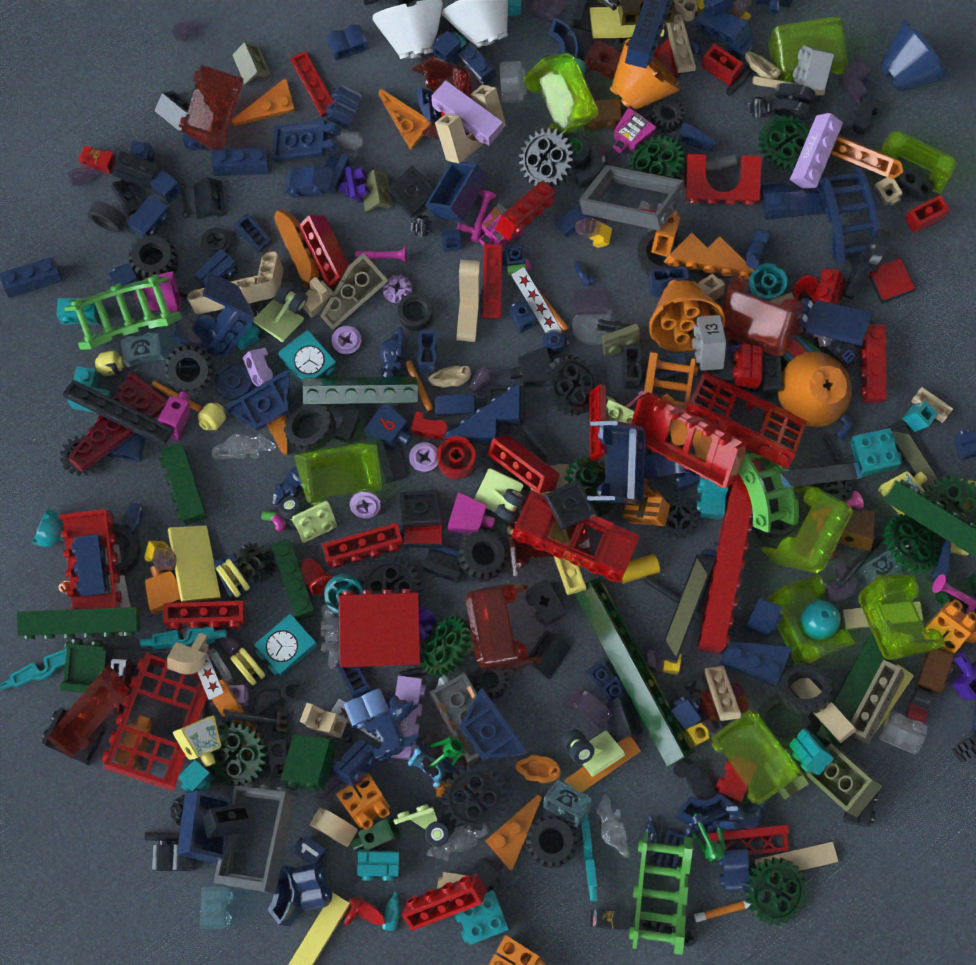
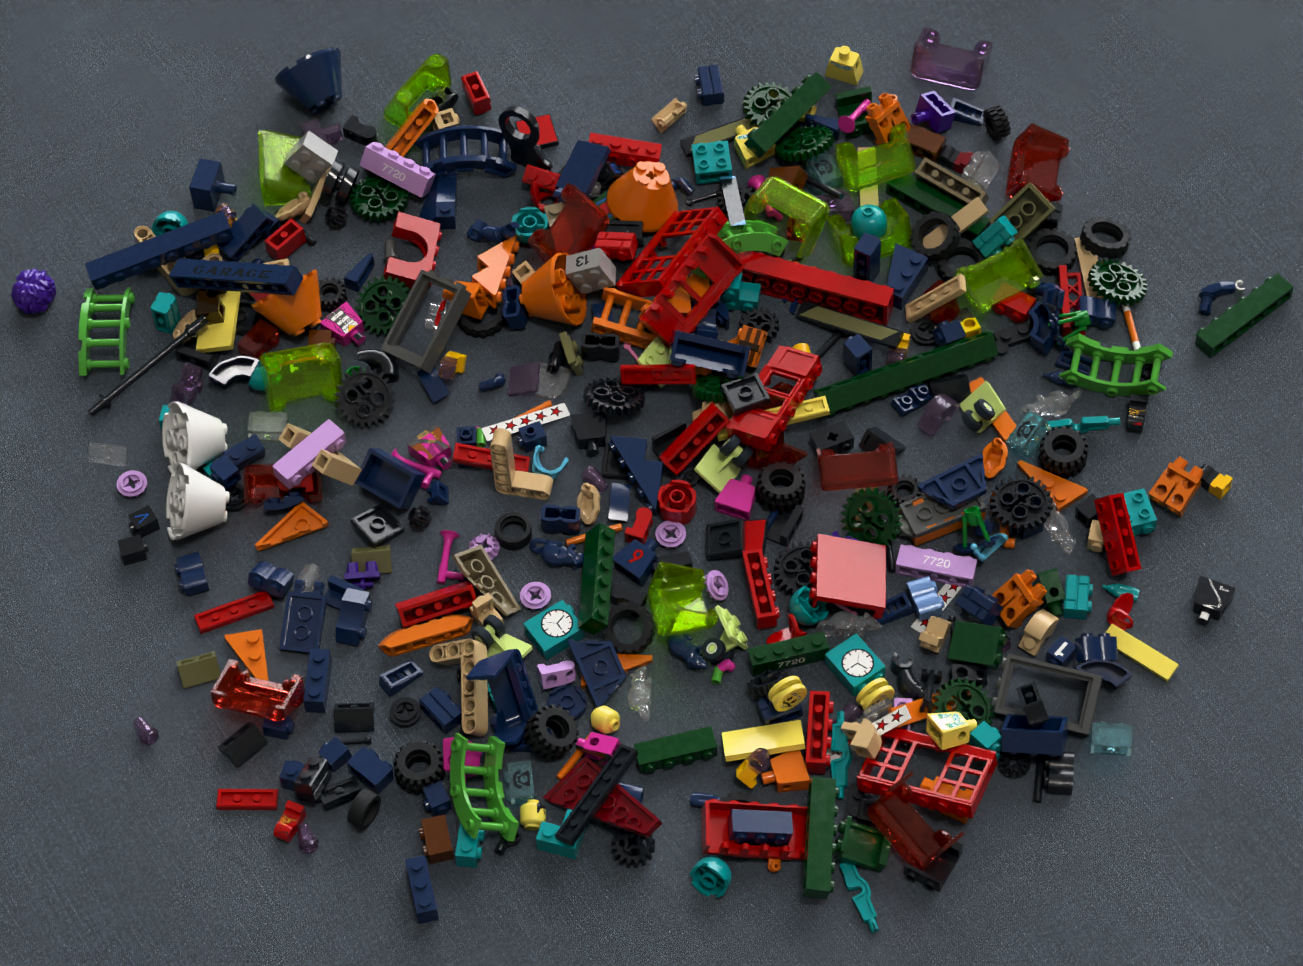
camera: 80 degrees left, 15 degrees down
(83, 283) = (437, 839): none -> reddish brown brick
(87, 352) = (503, 844): none -> black arm
(122, 123) = (247, 799): none -> red tile
(389, 730) = (950, 569): dark blue animal -> none
(435, 831) = (1047, 548): plate -> none
(487, 329) = (538, 469): none -> medium azure helmet
(526, 210) = (422, 416): red brick -> none
(559, 344) = (562, 411): dark blue cone -> none
(646, 618) = (857, 355): none -> dark blue brick
(826, 803) = (1057, 237): none -> black tyre
(853, 875) = (1102, 248): none -> black tyre
(920, 416) = (680, 122): teal brick -> none
(920, 794) = (1037, 160): none -> clear red windscreen

